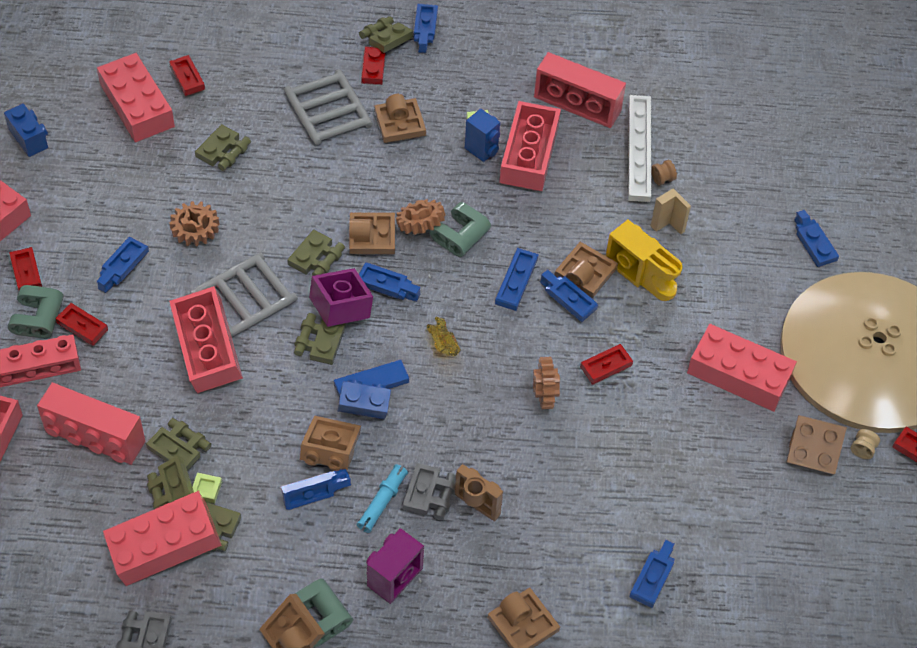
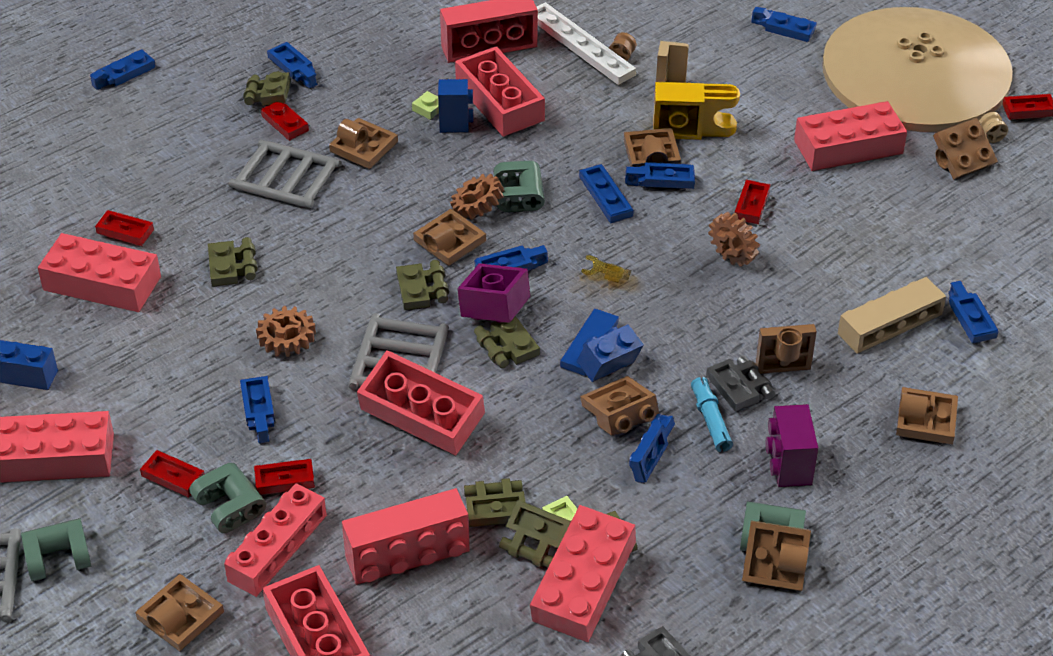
camera: 40 degrees left, 10 degrees down
(594, 528) = (891, 314): none -> tan brick

